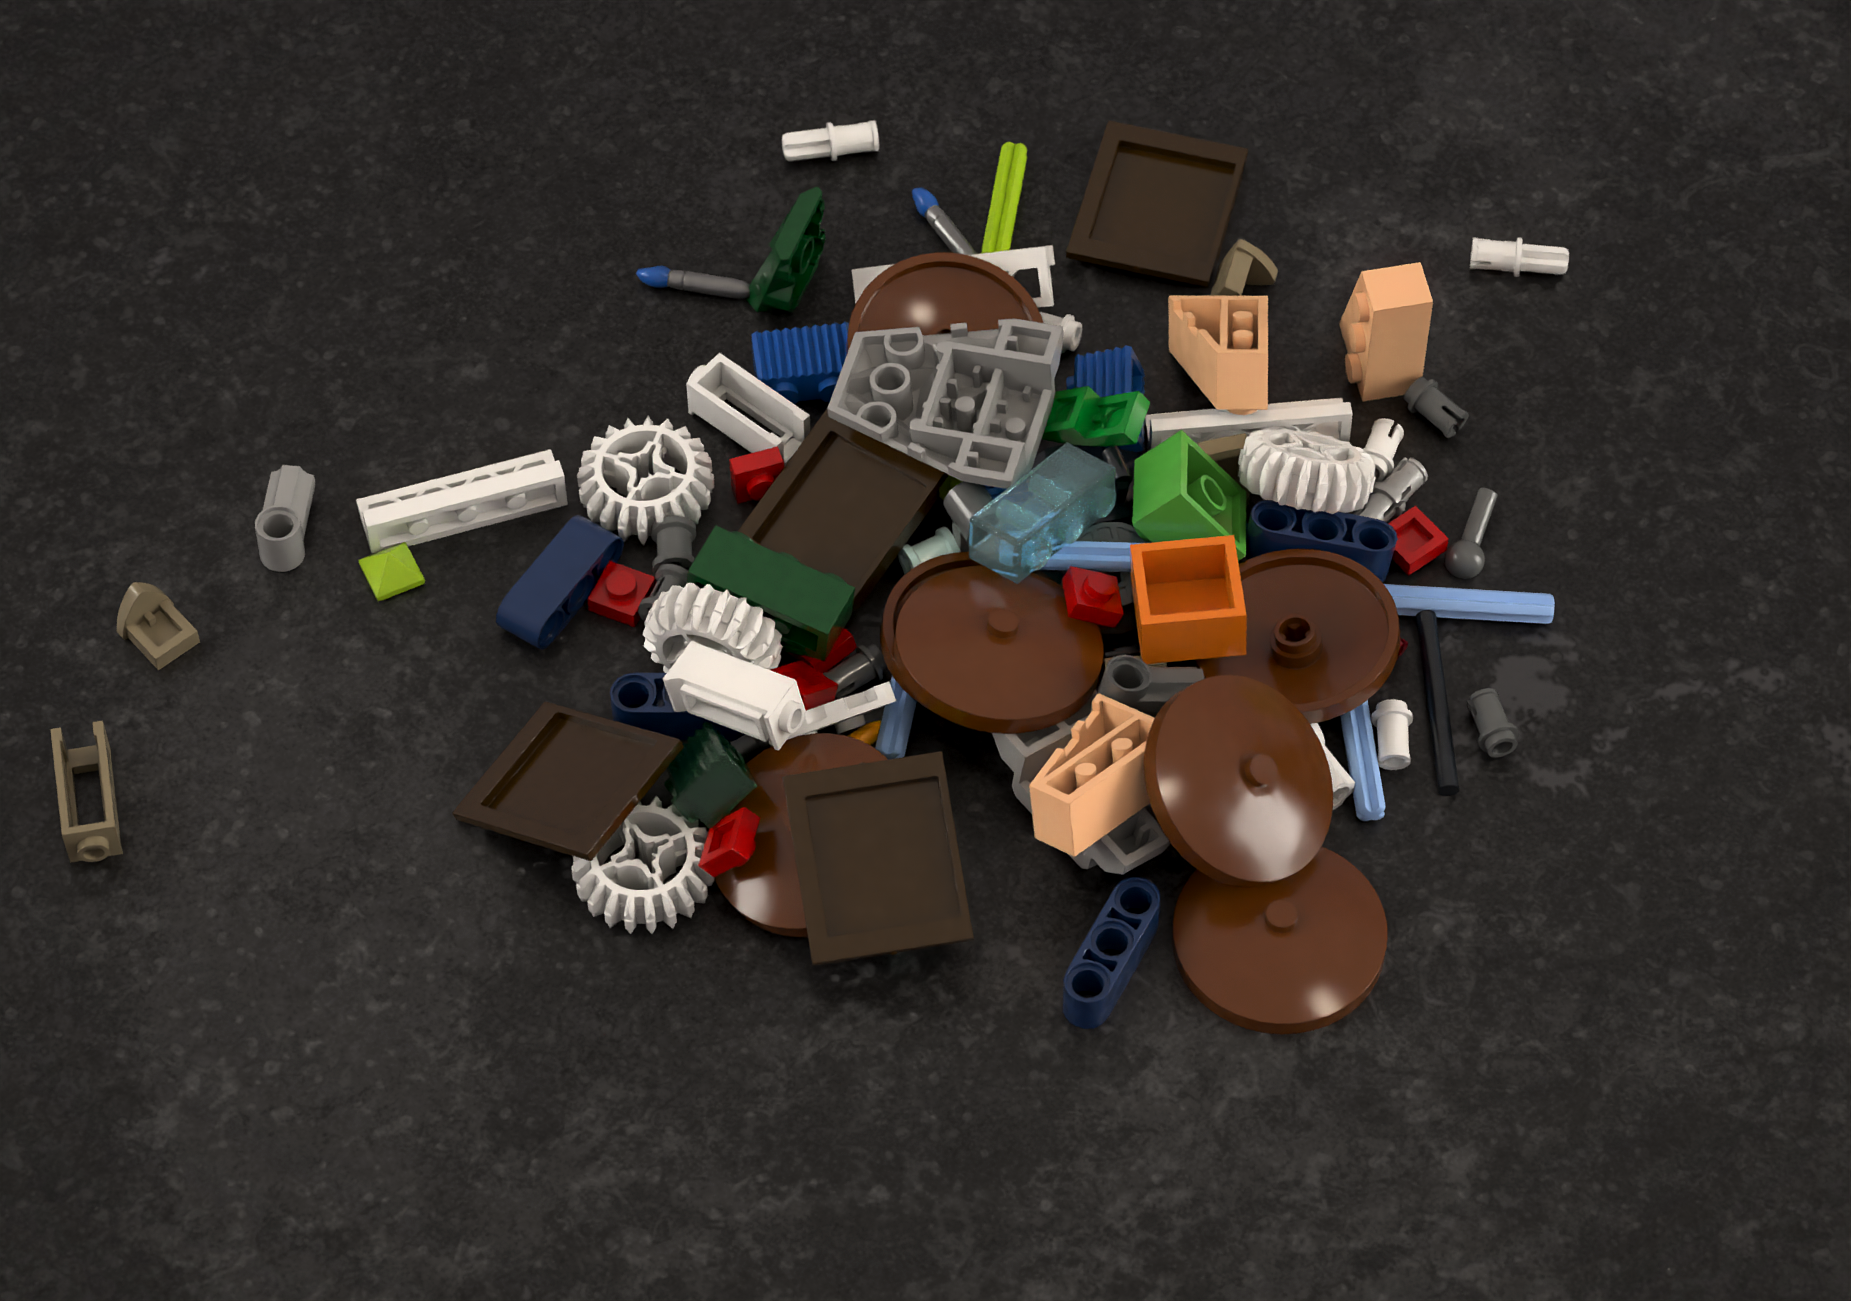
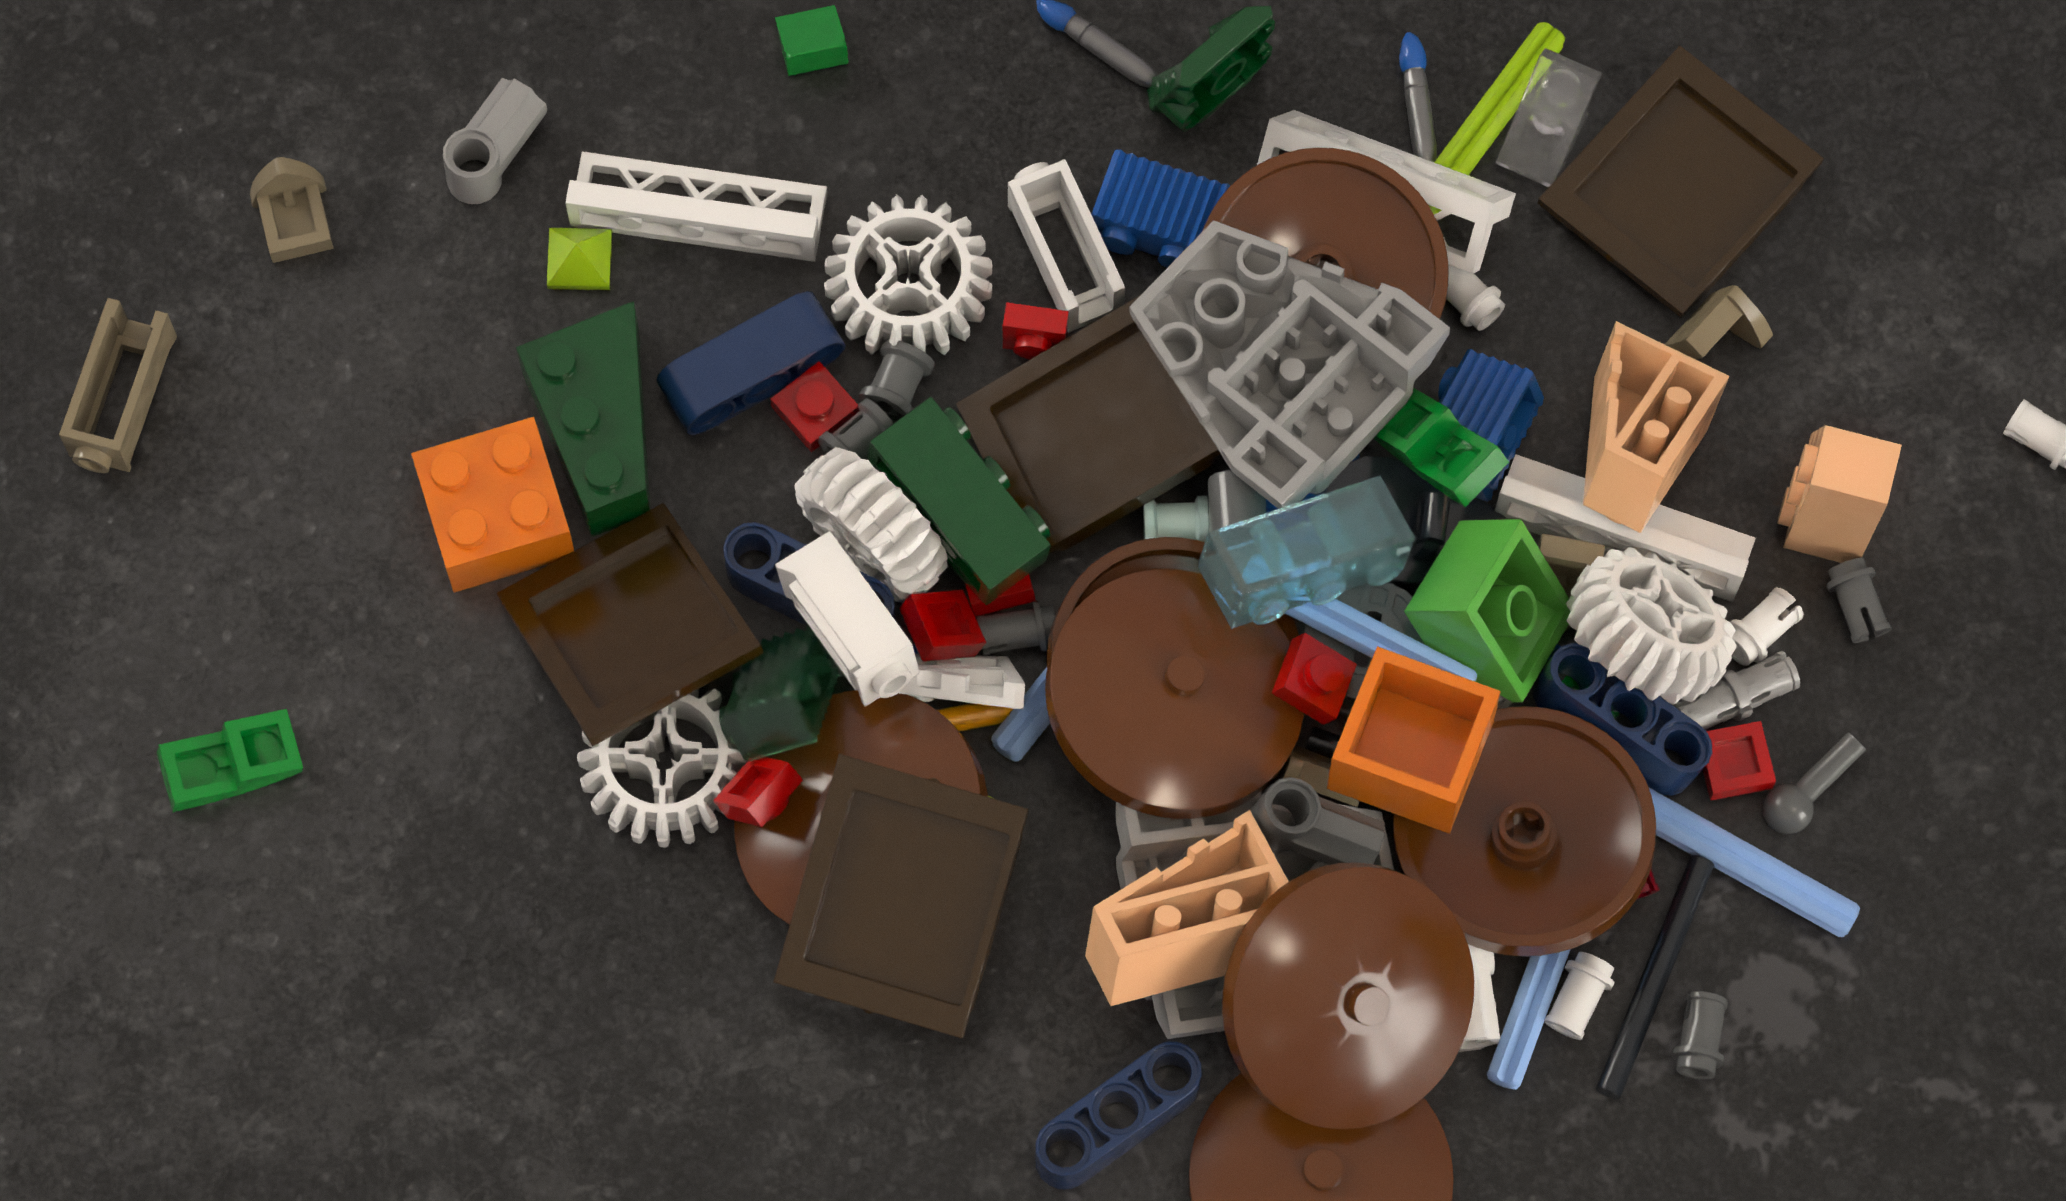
camera: 25 degrees right, 15 degrees up
(314, 1008) = (231, 761): none -> green slope
(419, 749) = (493, 504): none -> orange piece
(462, 660) = (593, 411): none -> dark green wedge
(487, 363) = (812, 40): none -> green slope
(1045, 195) = (1549, 118): none -> clear slope

